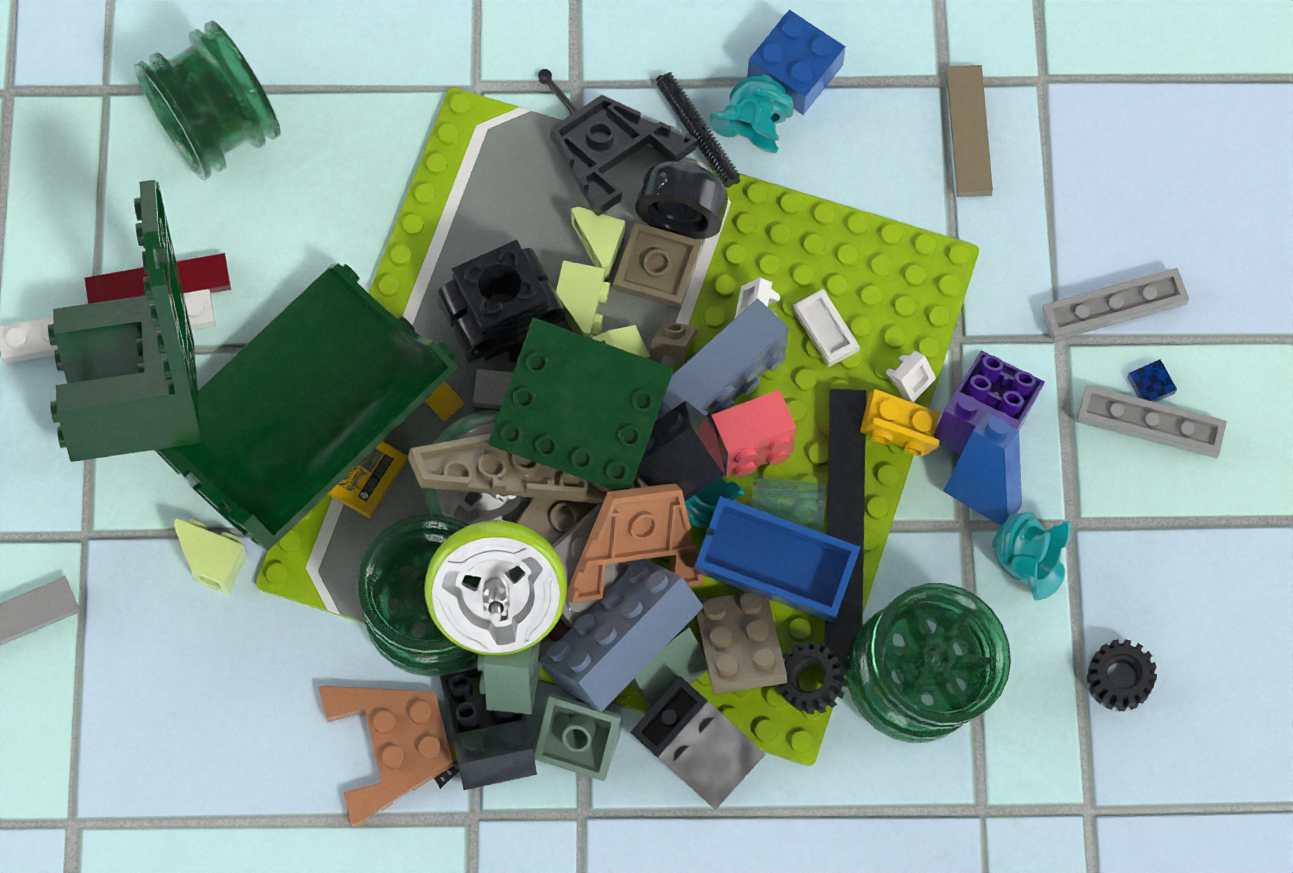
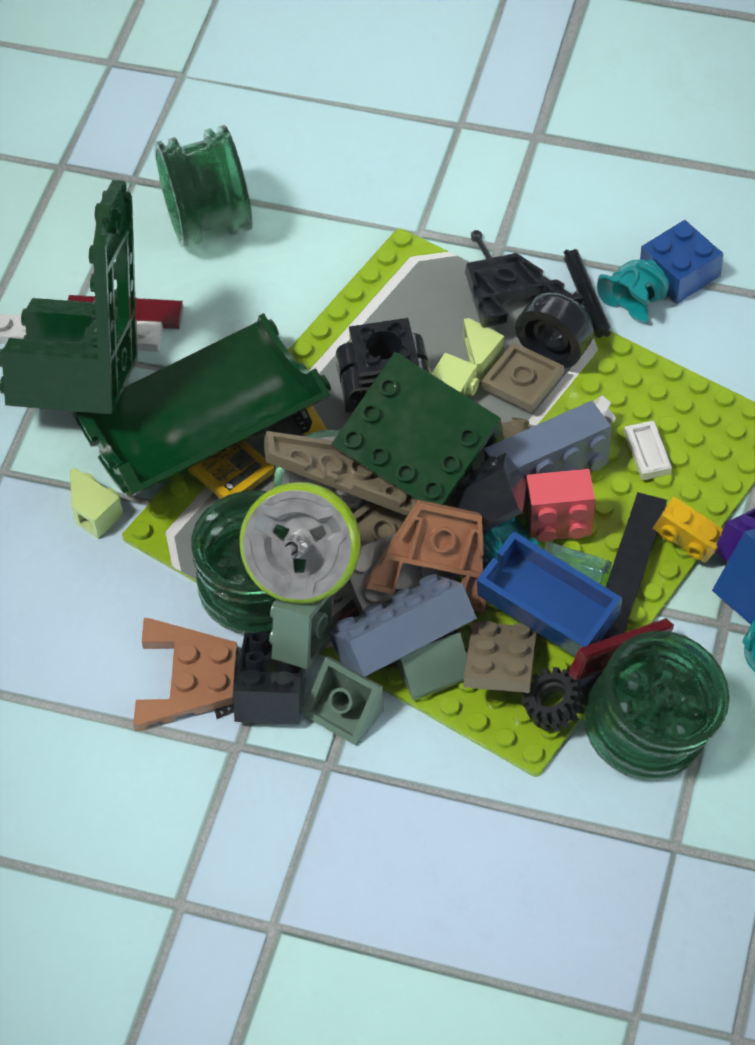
camera: 20 degrees right, 15 degrees down
(697, 743) = (440, 726): slope -> none
(869, 600) = (594, 657): none -> dark red tile
(912, 376) = (709, 497): white tile -> none

